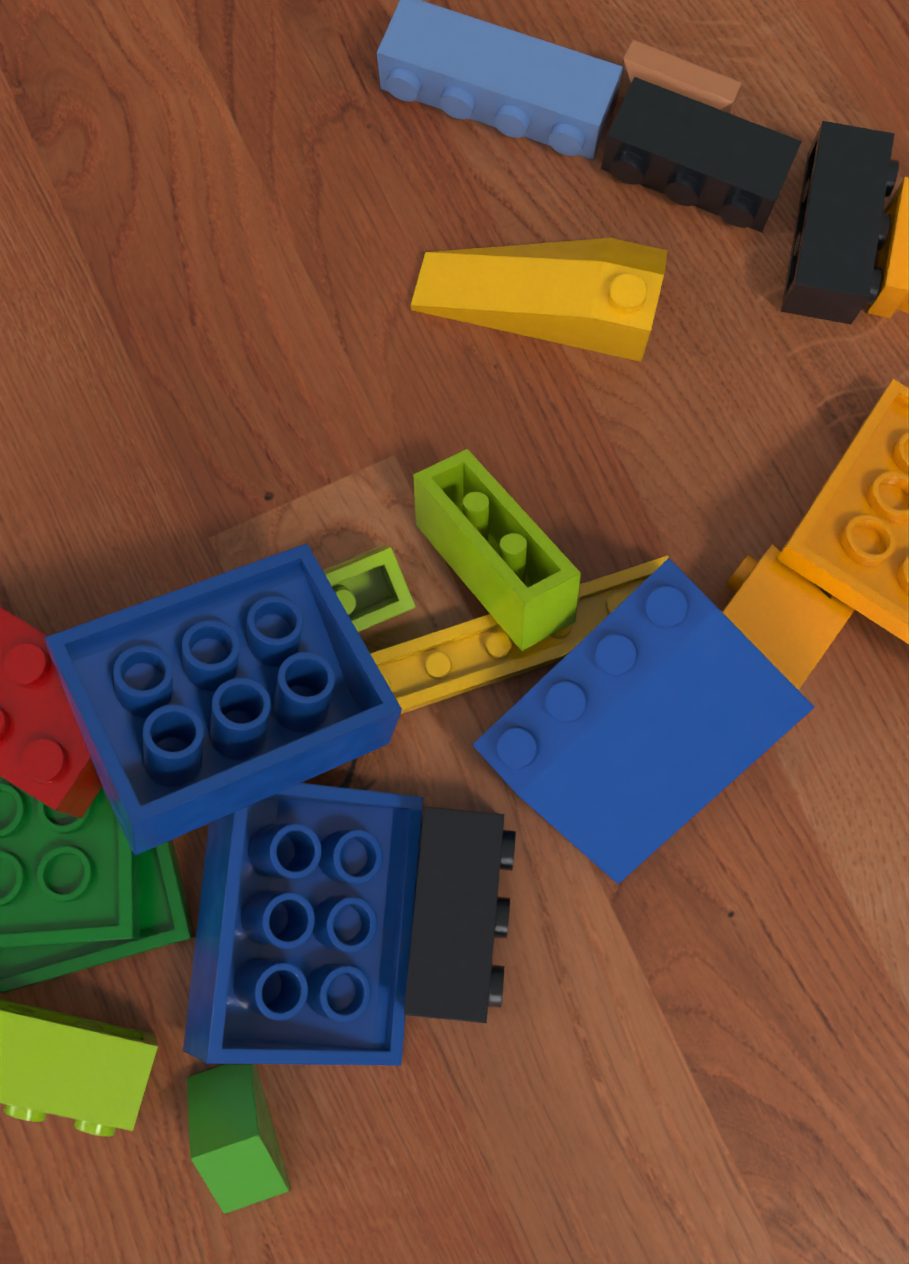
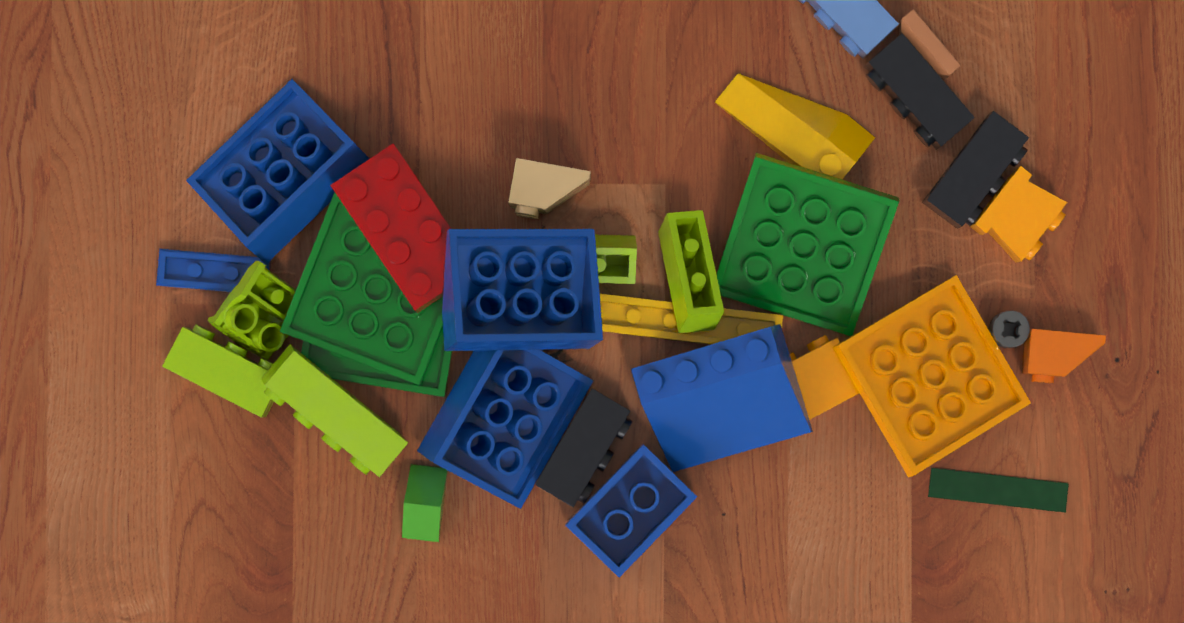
camera: 25 degrees right, 10 degrees up
(204, 520) = (543, 187): none -> tan slope
(585, 984) = (630, 510): none -> blue brick
(651, 425) = (805, 244): none -> green plate

